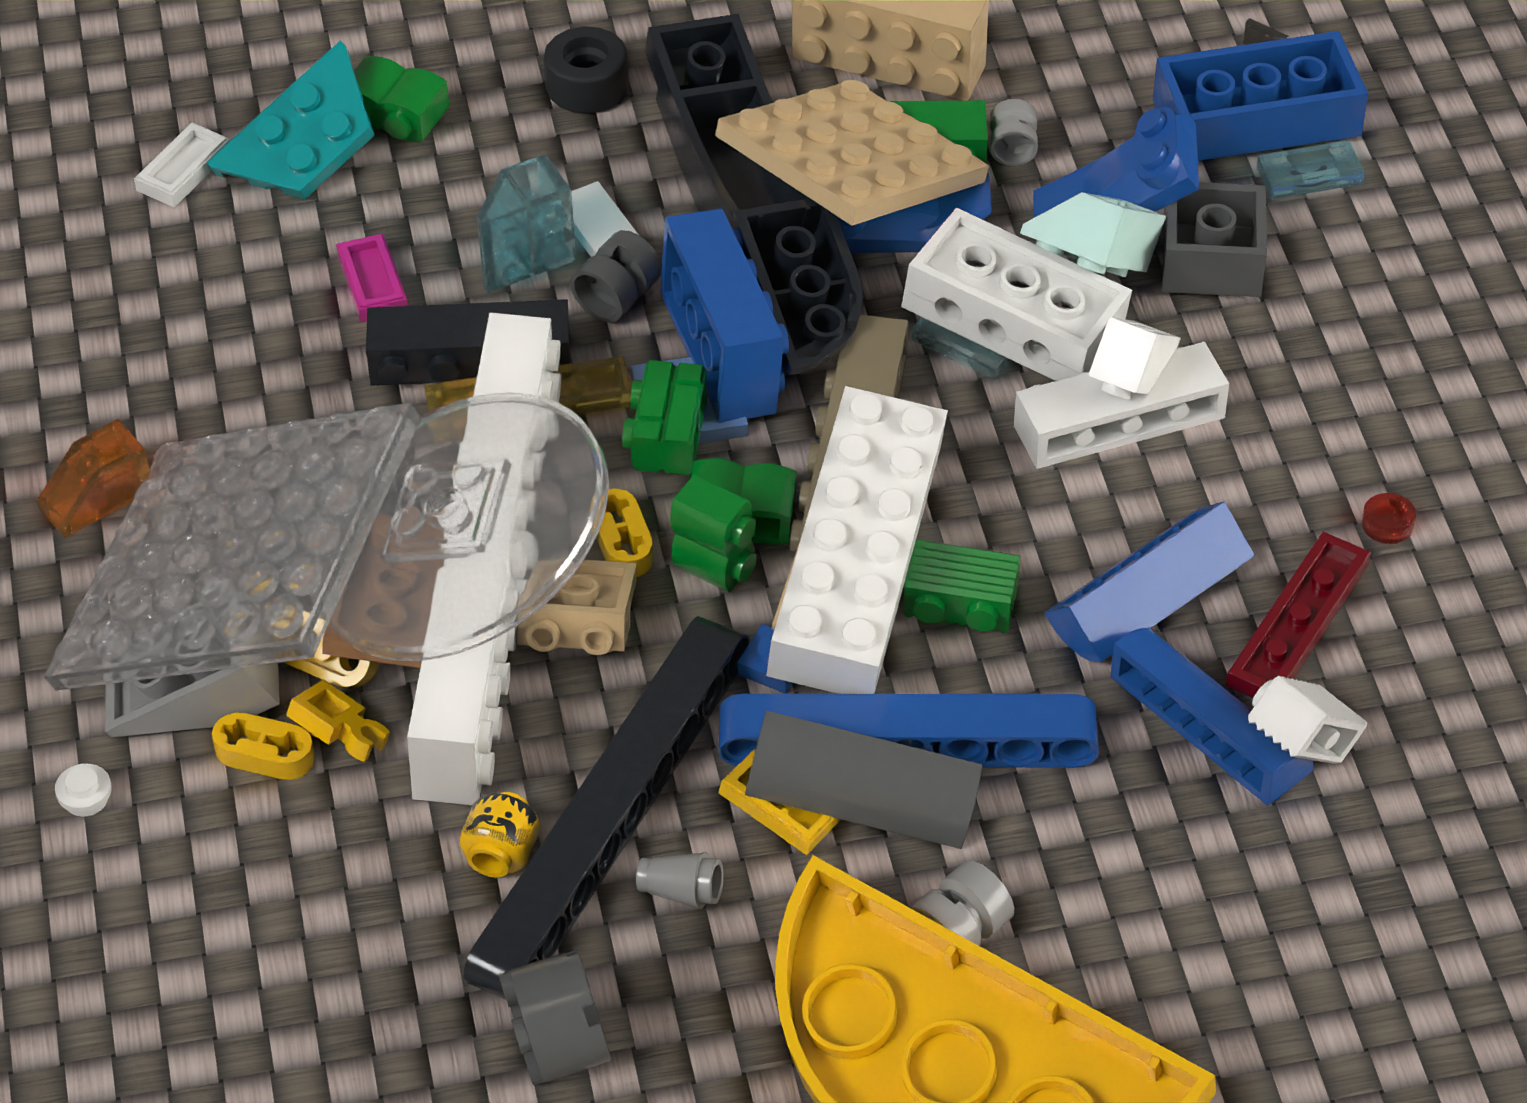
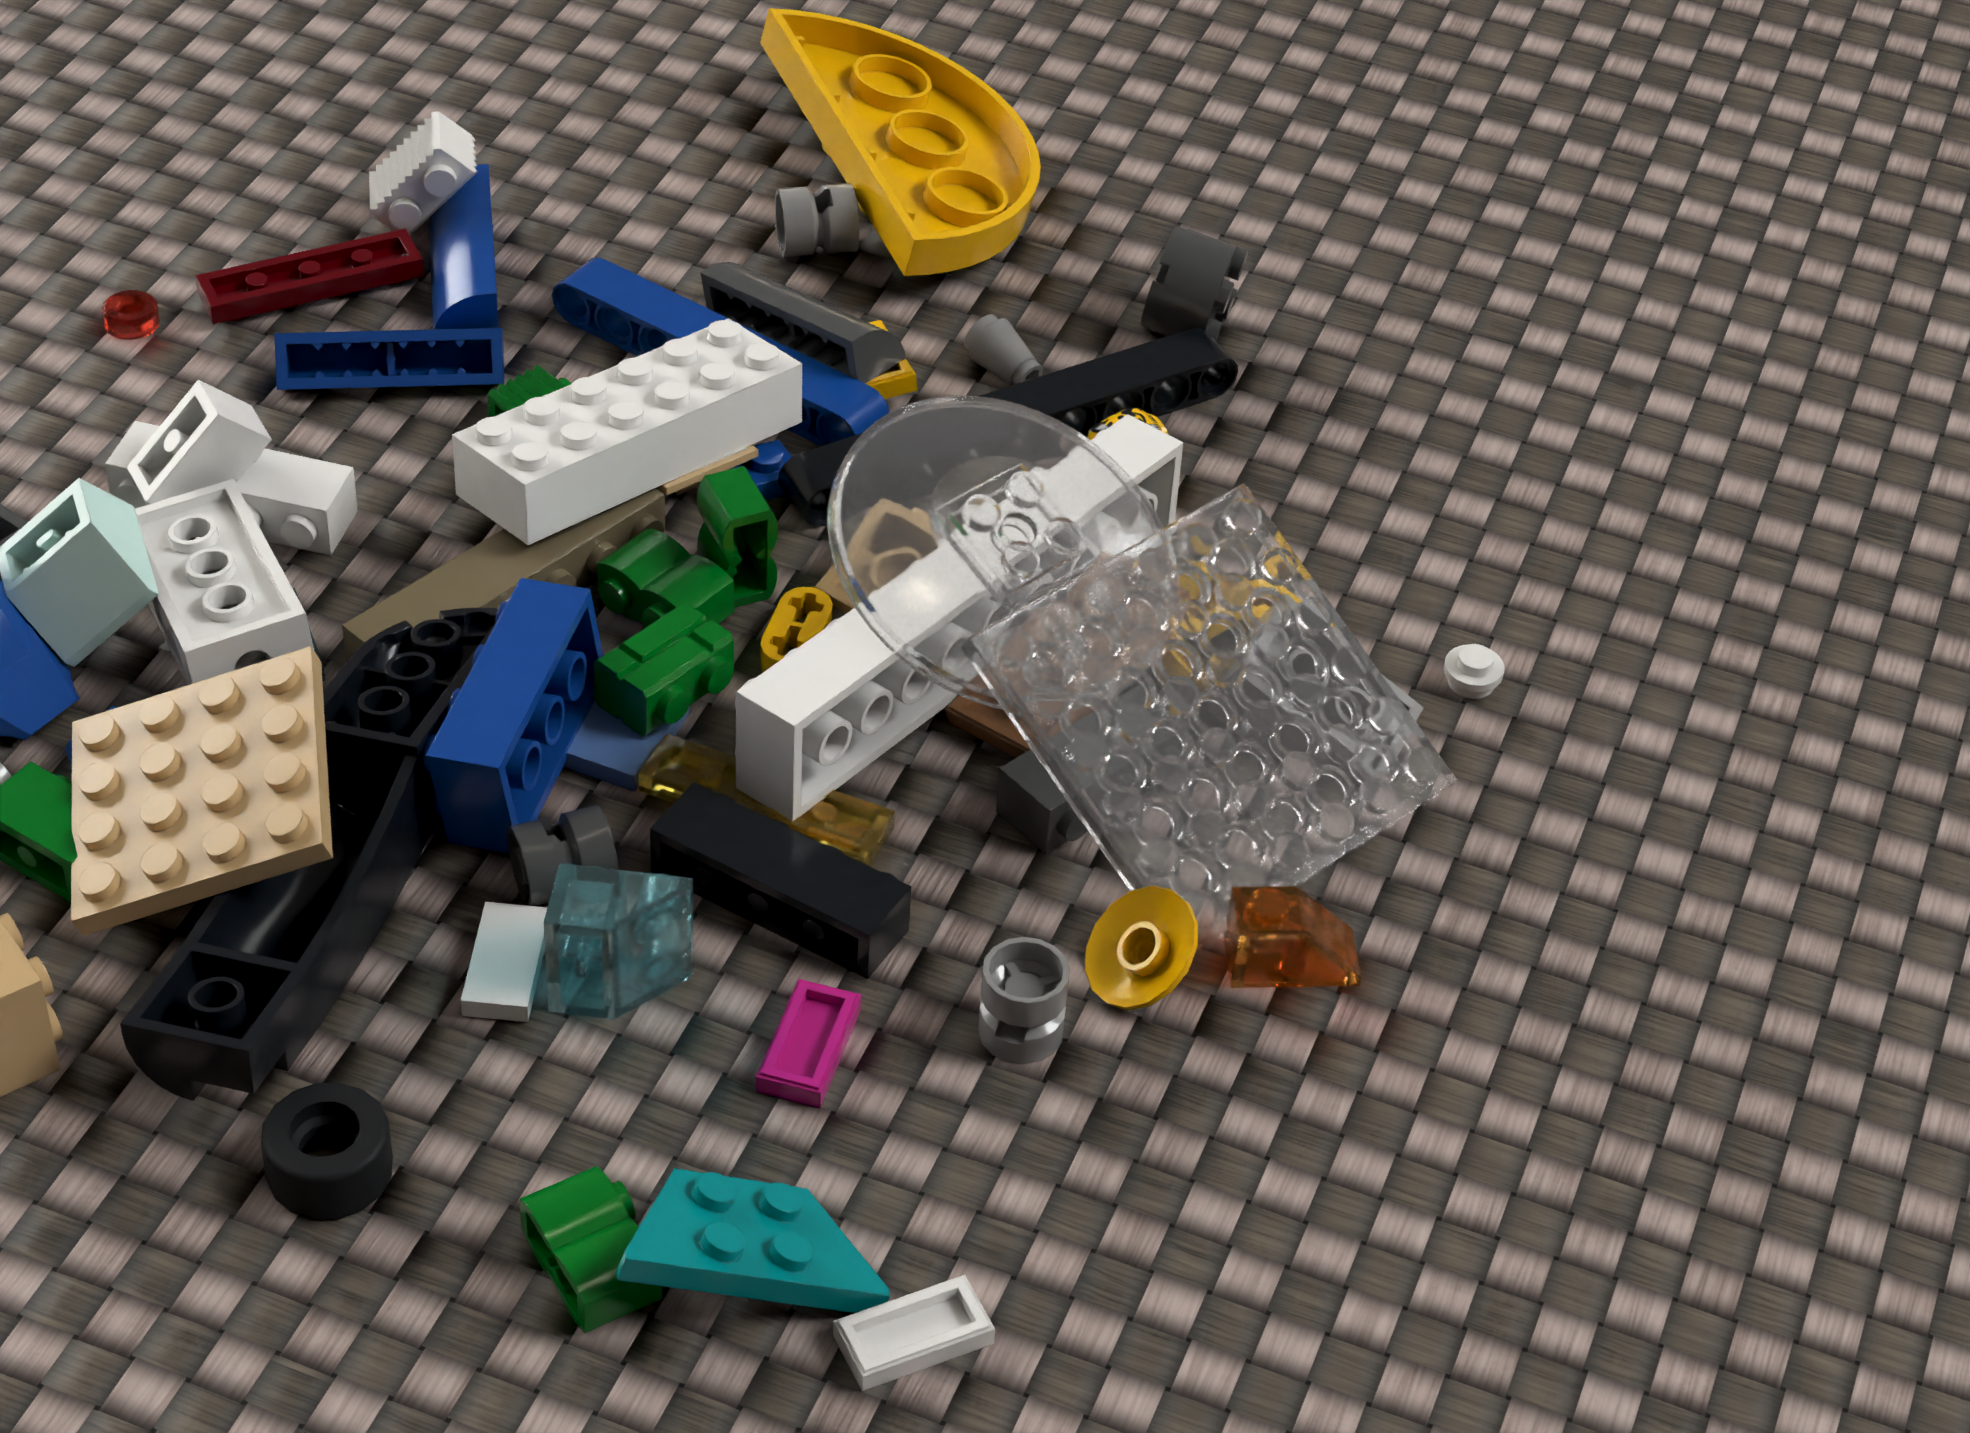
camera: 150 degrees left, 5 degrees down
(188, 417) = (1141, 947): none -> yellow dish
(243, 337) = (1023, 1000): none -> light grey wheel

